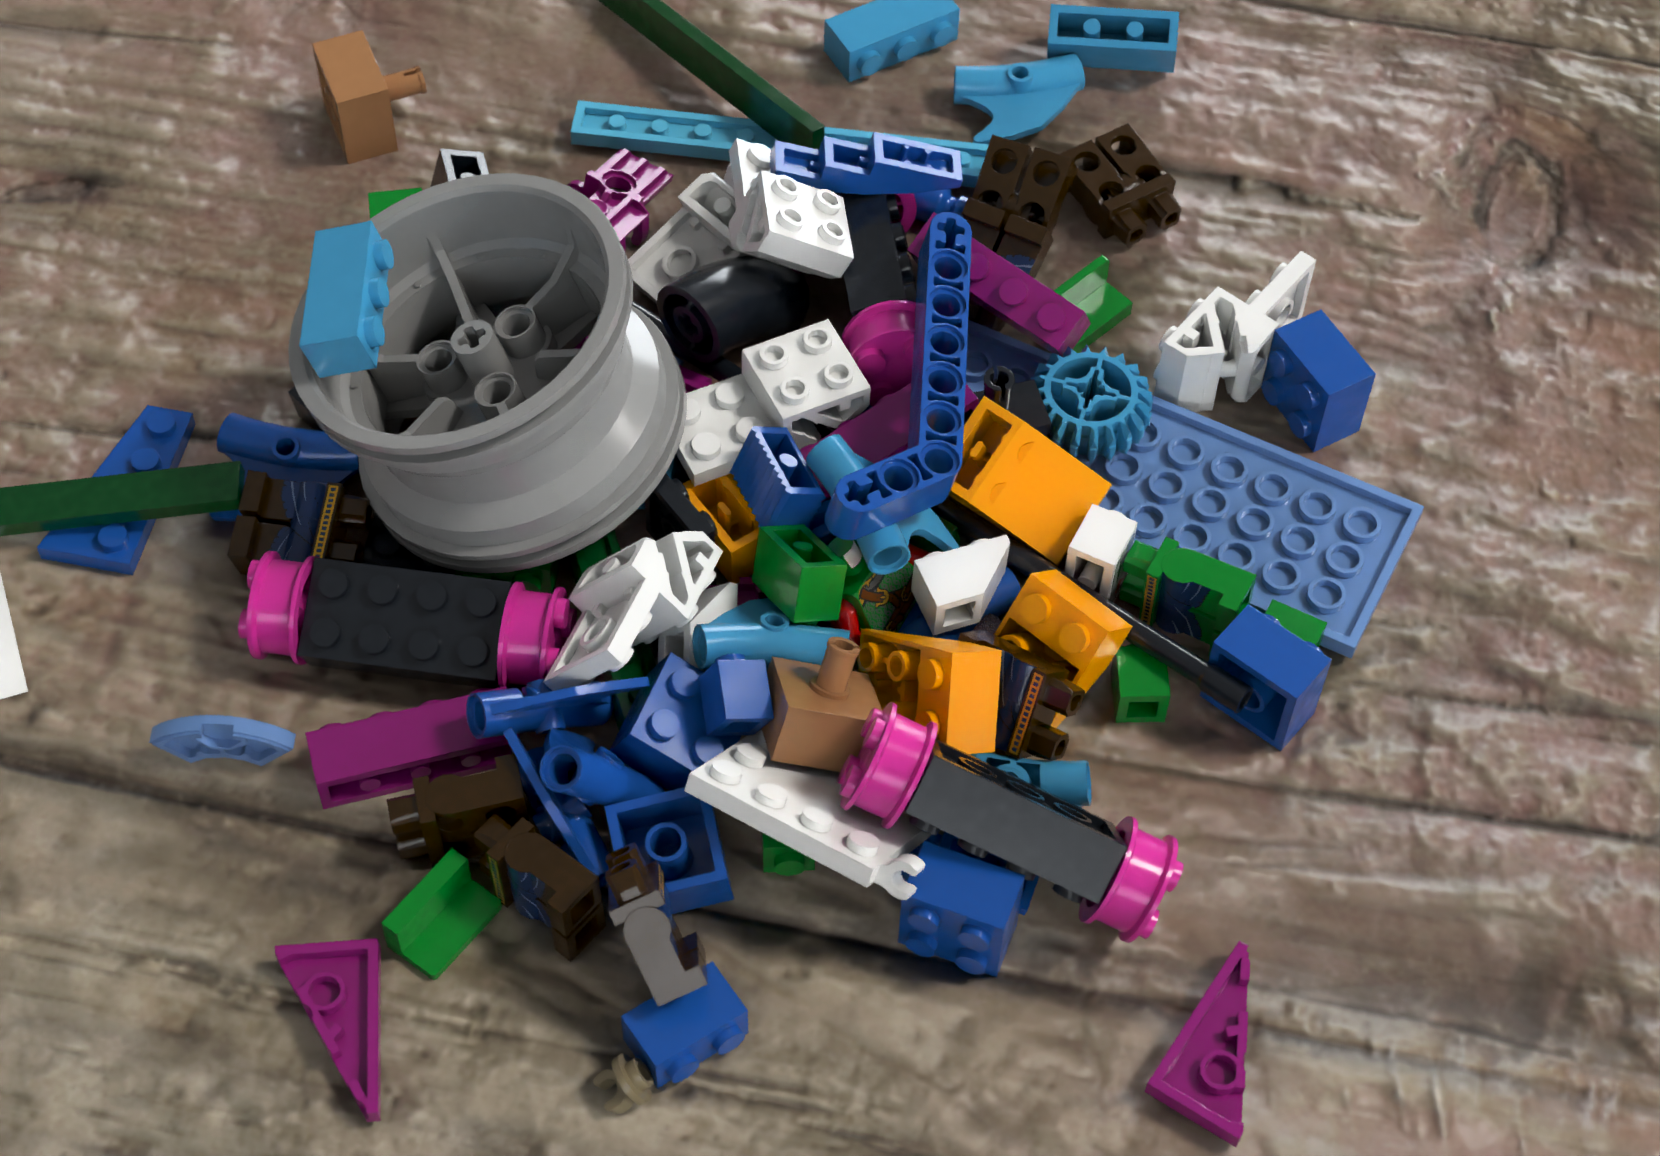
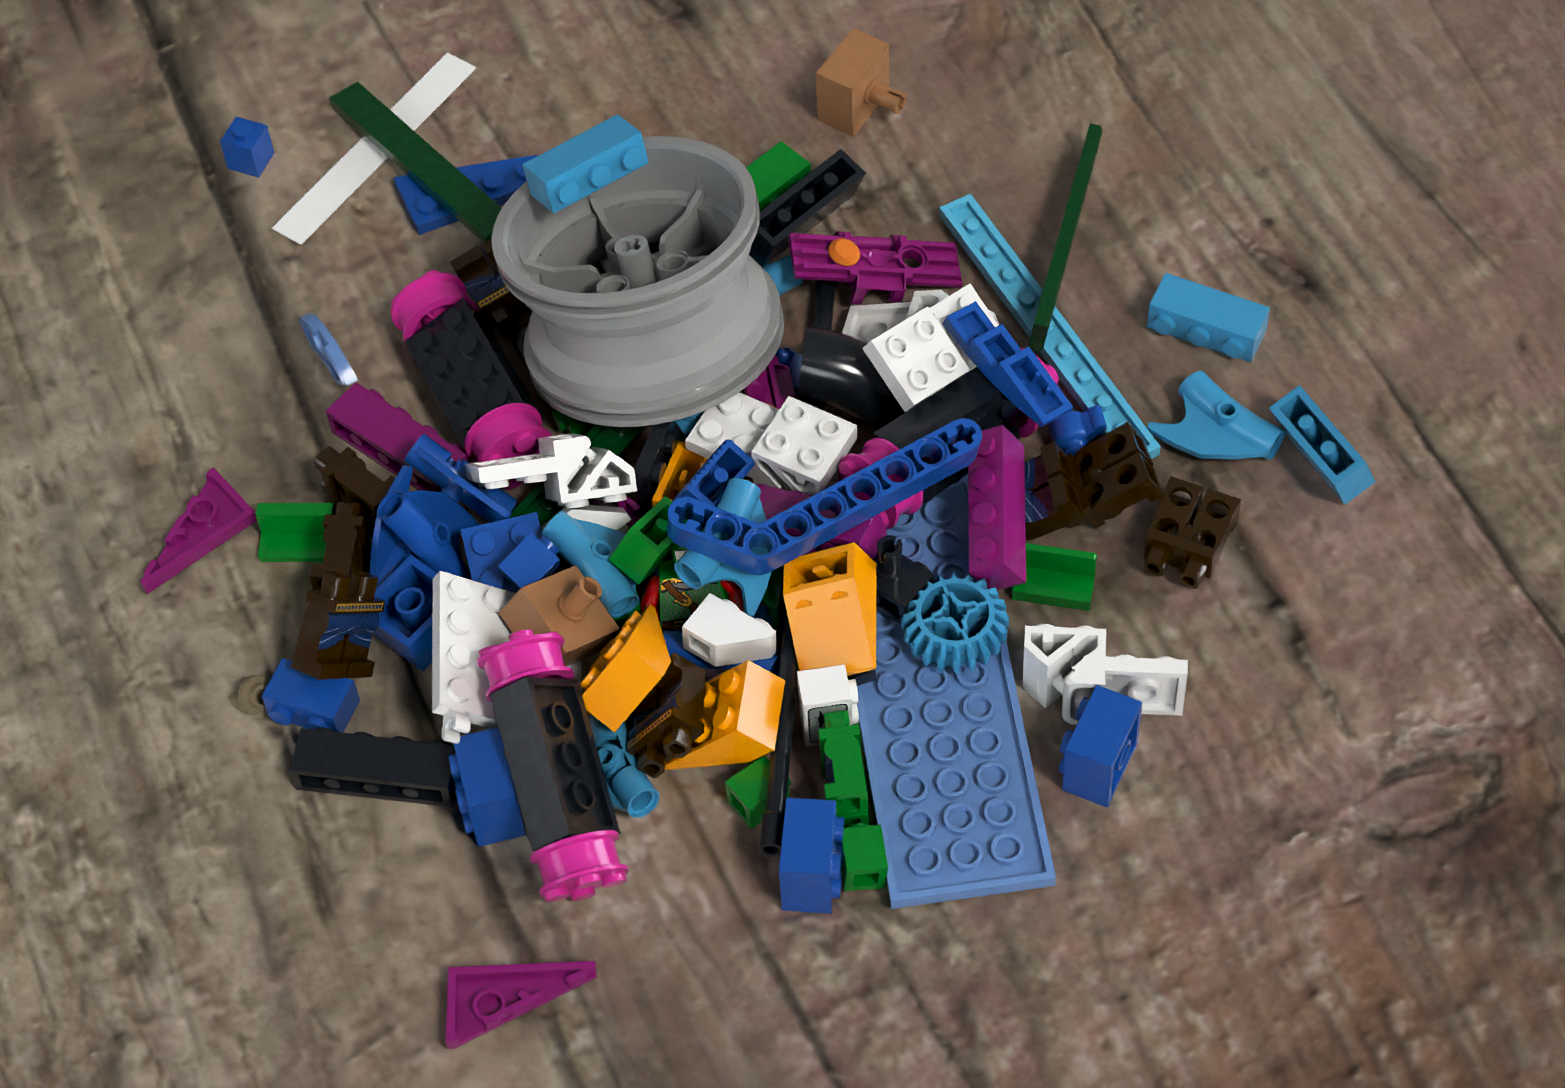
camera: 60 degrees right, 0 degrees up
(829, 1010) = (373, 767): none -> black brick

